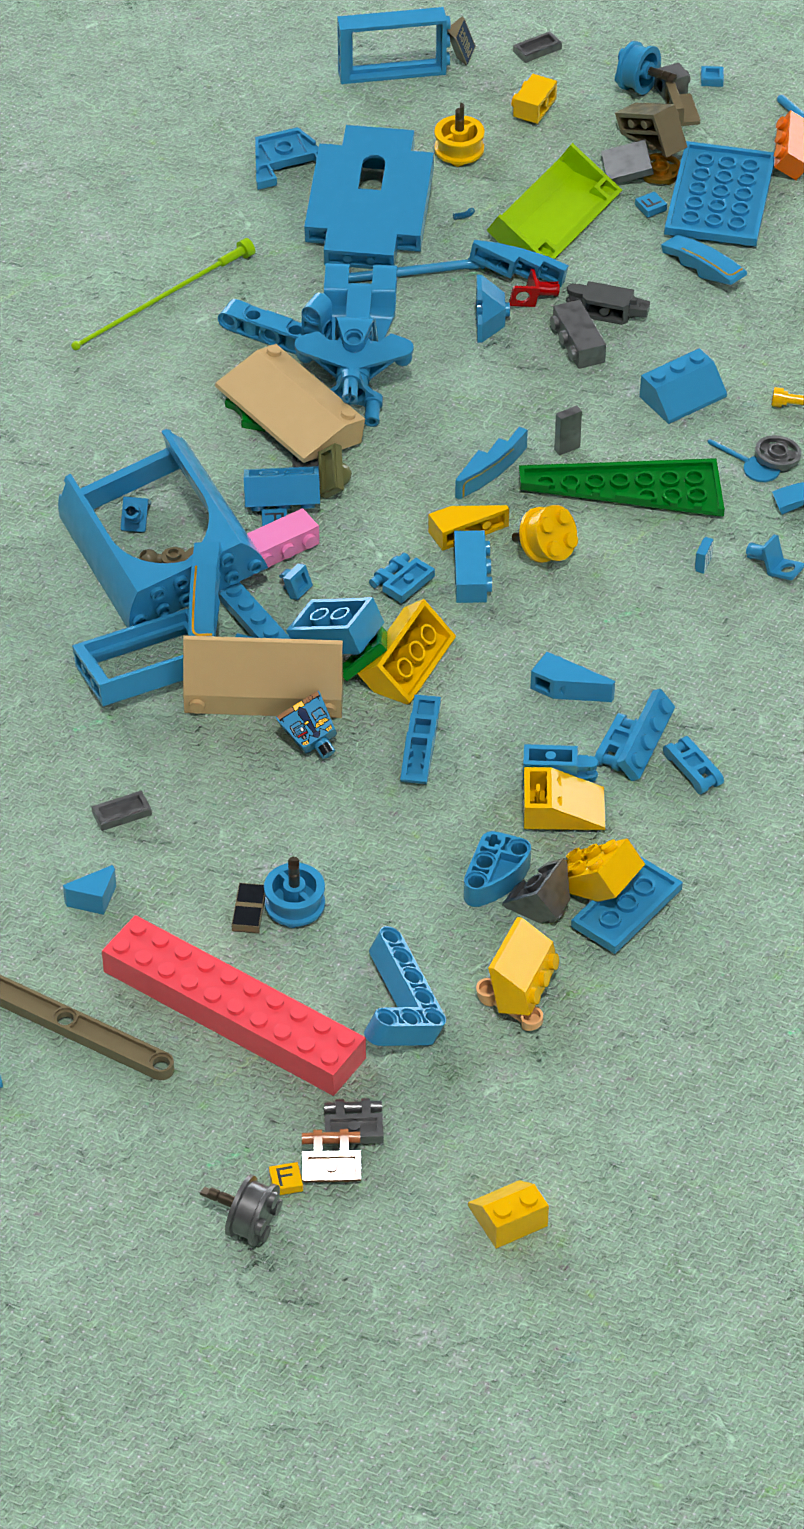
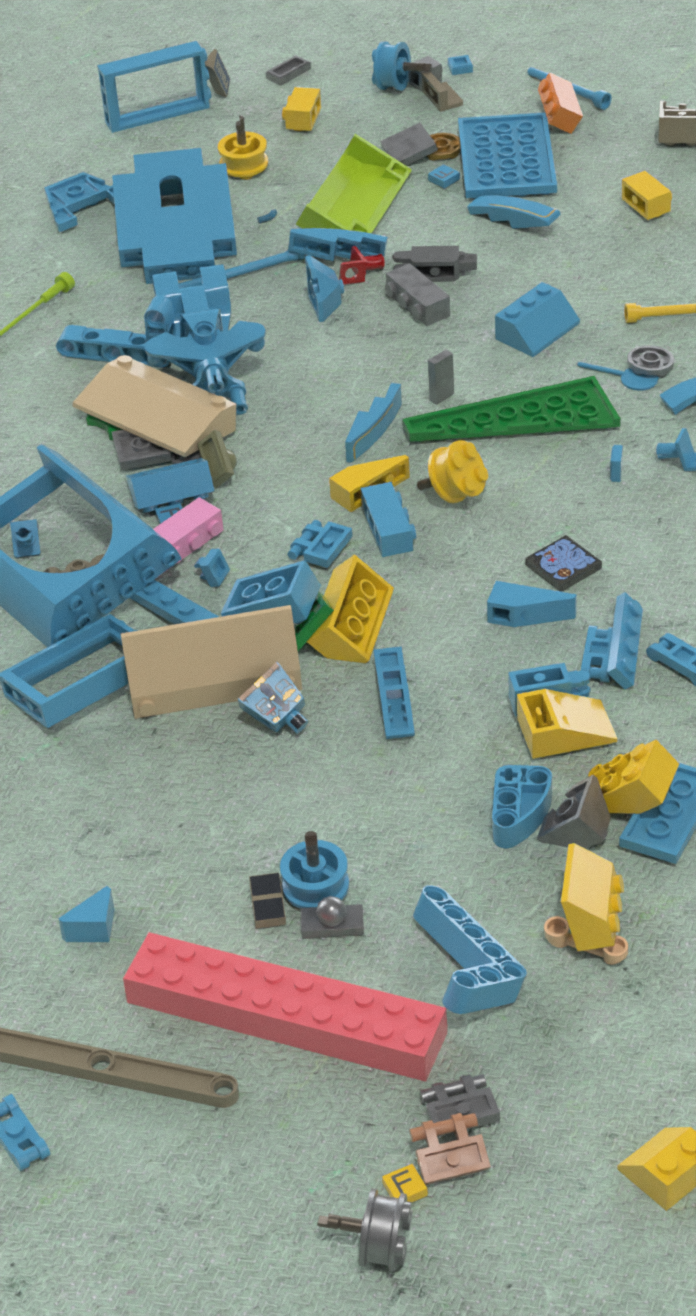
camera: 10 degrees left, 5 degrees down
(121, 810) = (97, 829): flat silver tile -> none
(204, 589) = (126, 585): dark azure slope -> none
(261, 446) = (136, 451): none -> flat silver plate
(299, 937) = (332, 919): none -> flat silver tile
(619, 645) = (563, 563): none -> tile
(654, 123) = (426, 105): dark tan wedge -> none

